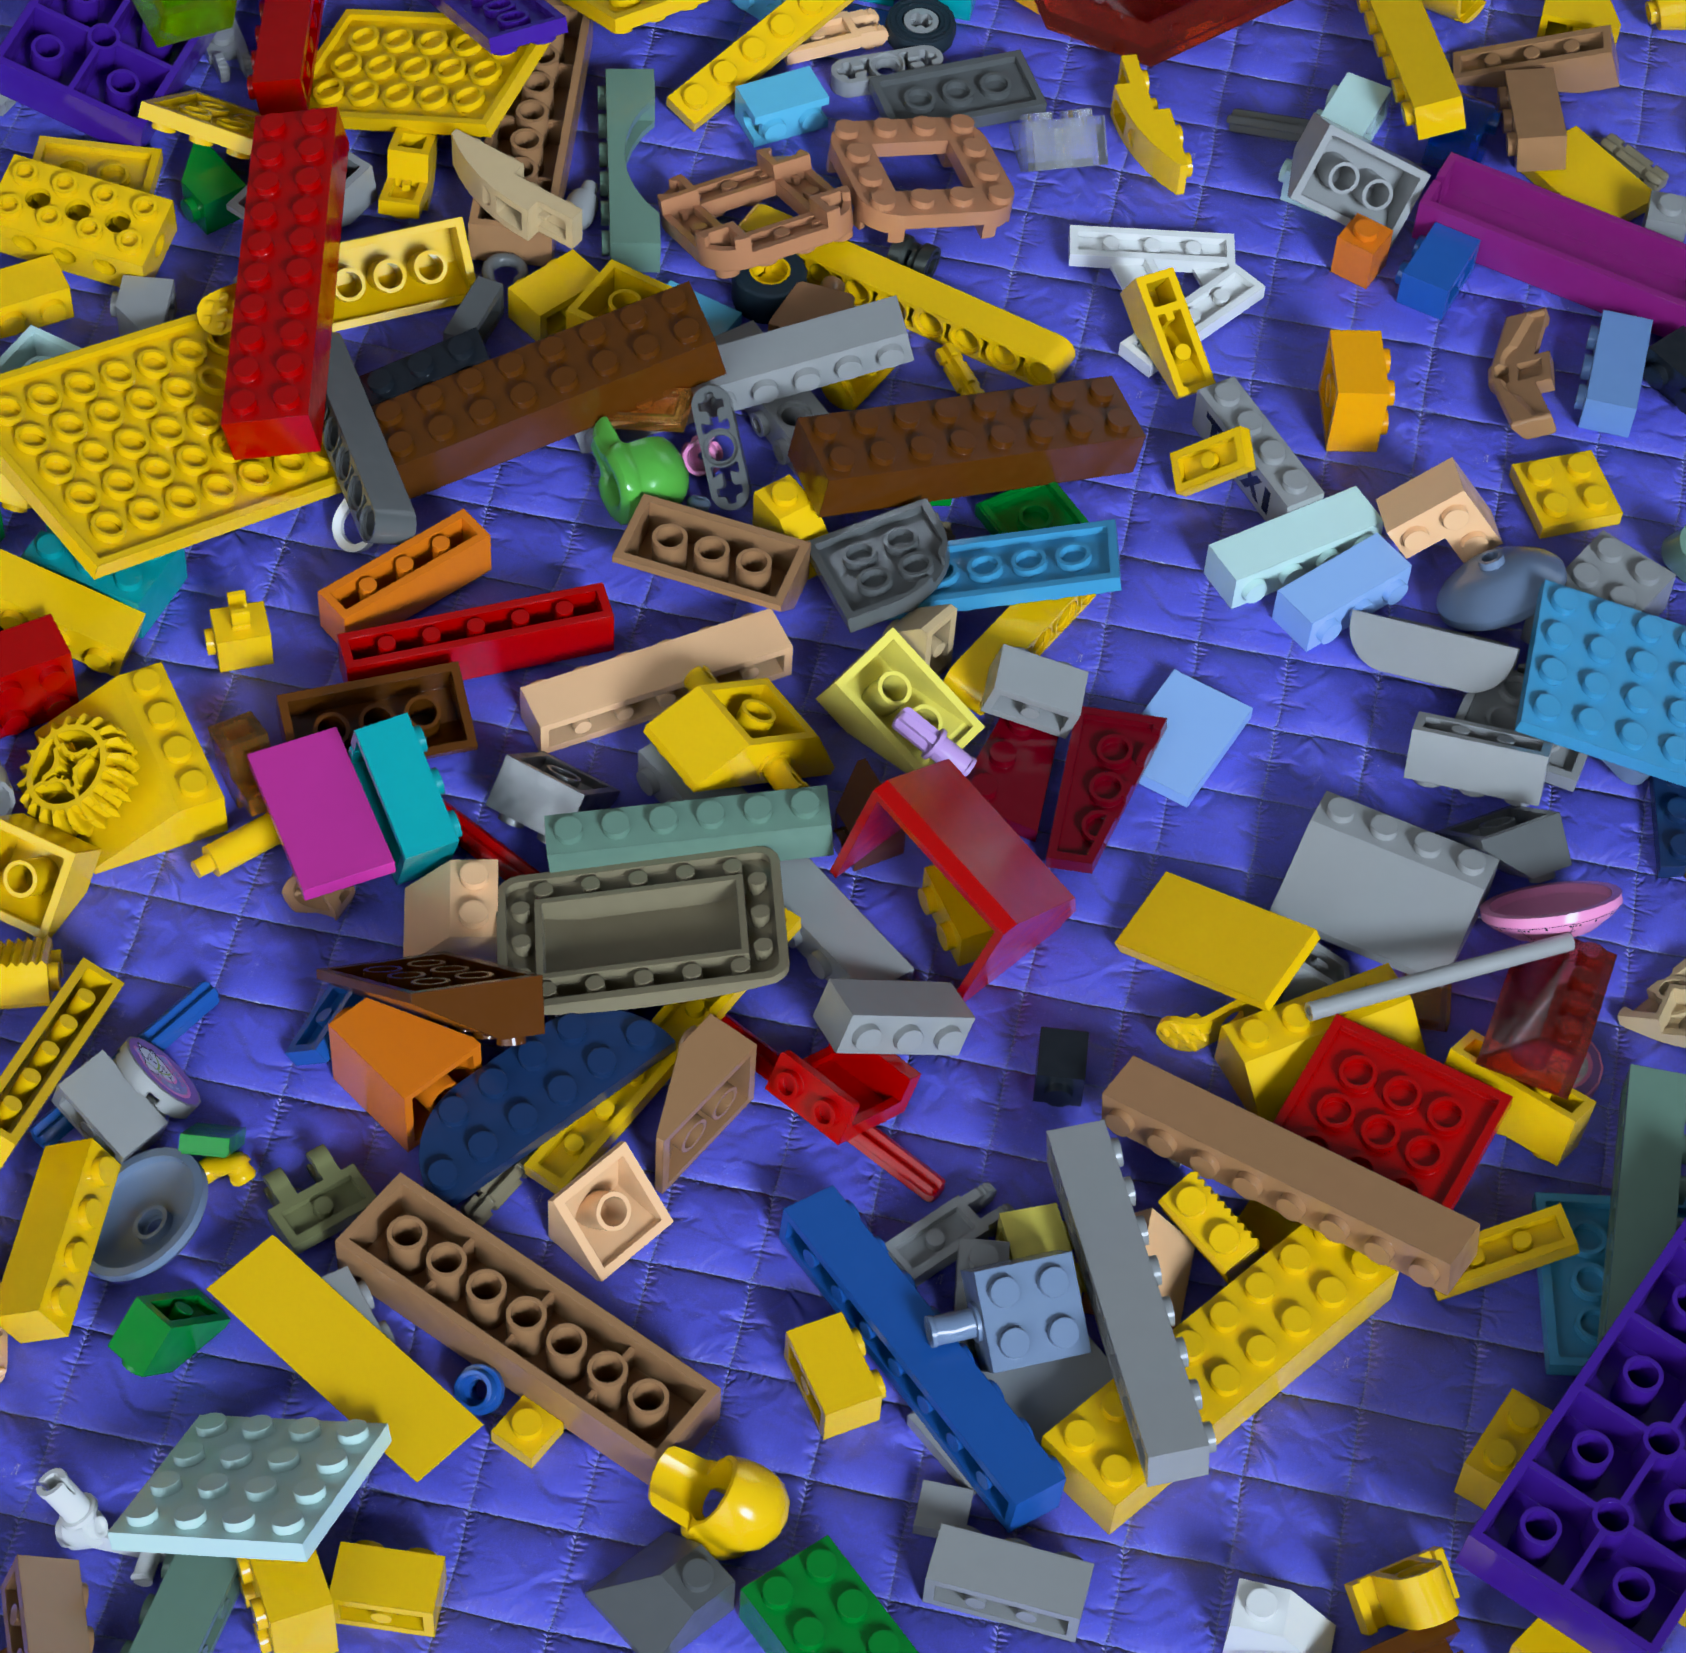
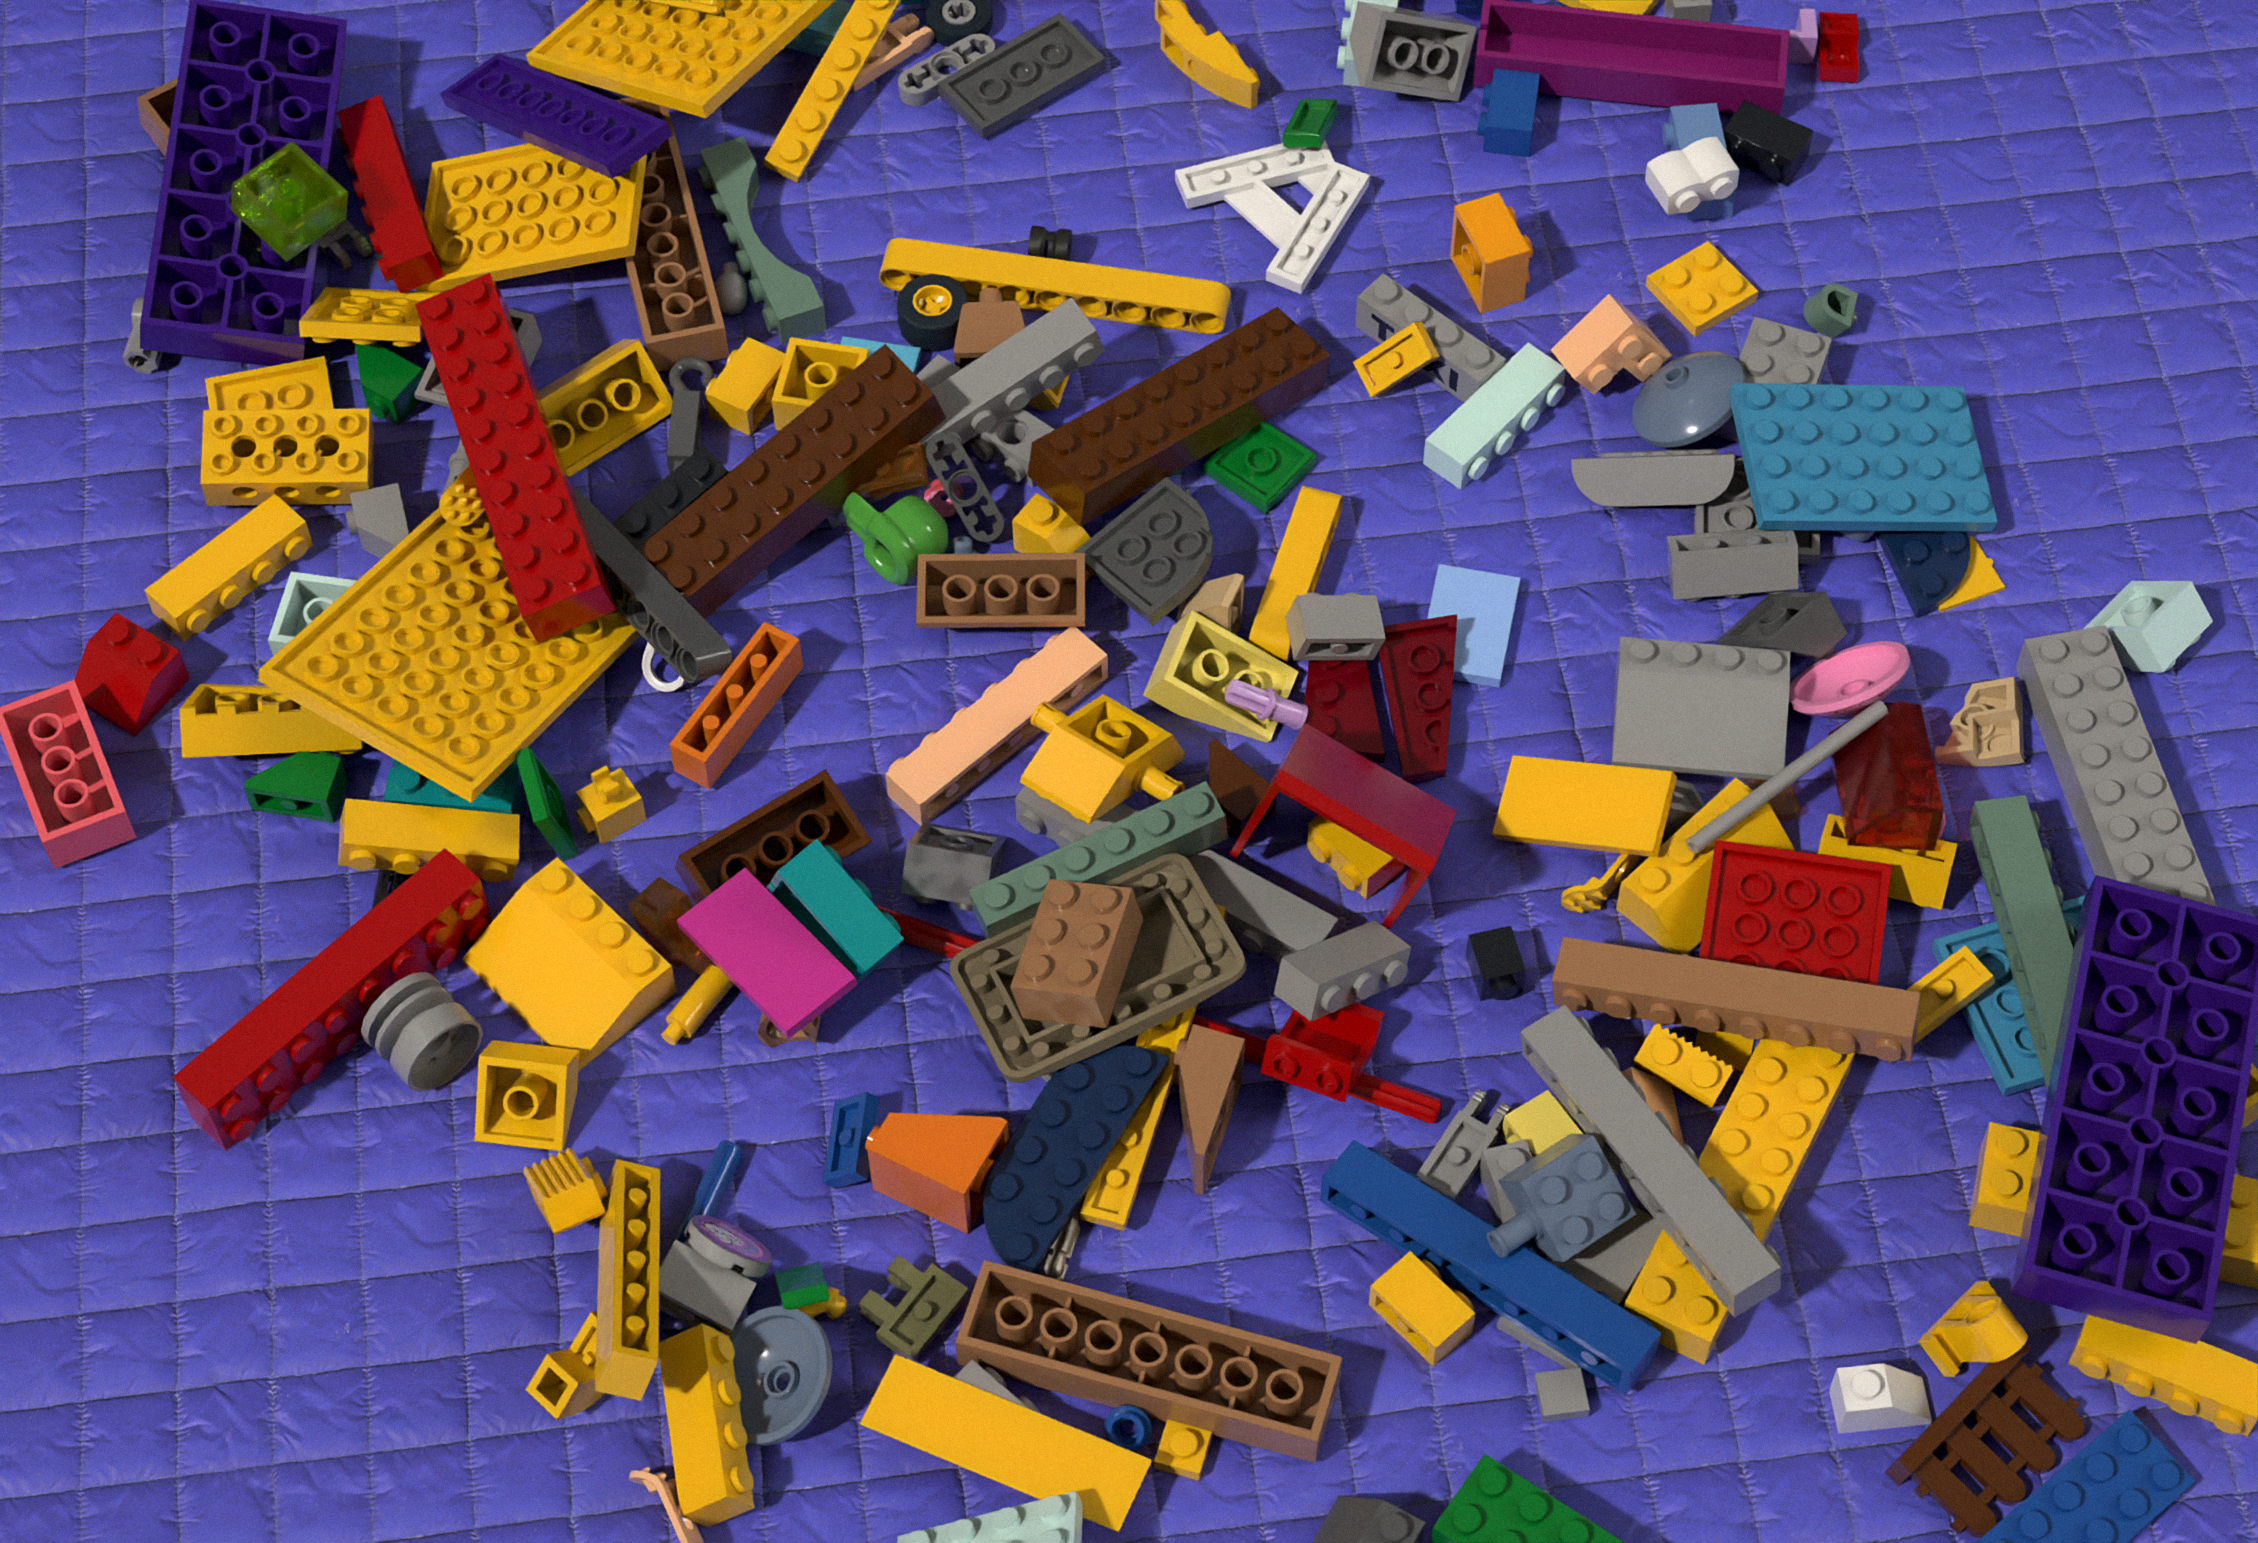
camera: 15 degrees left, 5 degrees up
(79, 774) = (550, 990): yellow gear -> none
(166, 1330) = (836, 1472): green slope -> none
(175, 611) = (546, 803): none -> green tile
(409, 174) = (565, 310): yellow brick -> none
(452, 992) = (962, 1080): reddish brown slope -> none
(454, 910) = (916, 1006): light nougat slope -> none
(486, 637) = (828, 738): red brick -> none
(501, 190) = (663, 302): tan slope -> none
(607, 1213) = (1170, 1232): light nougat slope -> none
(621, 906) = (1077, 953): none -> medium nougat brick
(691, 212) = (891, 294): nougat plate -> none
(747, 1515) = (1409, 1439): yellow piece -> none
(781, 106) = (869, 135): medium azure brick -> none
(957, 370) = (1138, 345): yellow axle -> none
(981, 202) = (1042, 122): nougat plate -> none
(1008, 1581) = (1643, 1437): light grey brick -> none
(1030, 567) = (1285, 512): dark azure plate -> none
(1059, 143) = (1131, 92): clear slope -> none
(1168, 331) = (1309, 250): yellow slope -> none
(1226, 220) = (1310, 123): none -> green tile
(1266, 125) = (1312, 19): dark grey axle -> none
(1322, 600) = (1545, 450): light blue brick -> none
(1361, 250) = (1438, 114): orange brick -> none
(1523, 374) = (1622, 188): medium nougat plate -> none
(1593, 377) = (1692, 176): none -> white brick

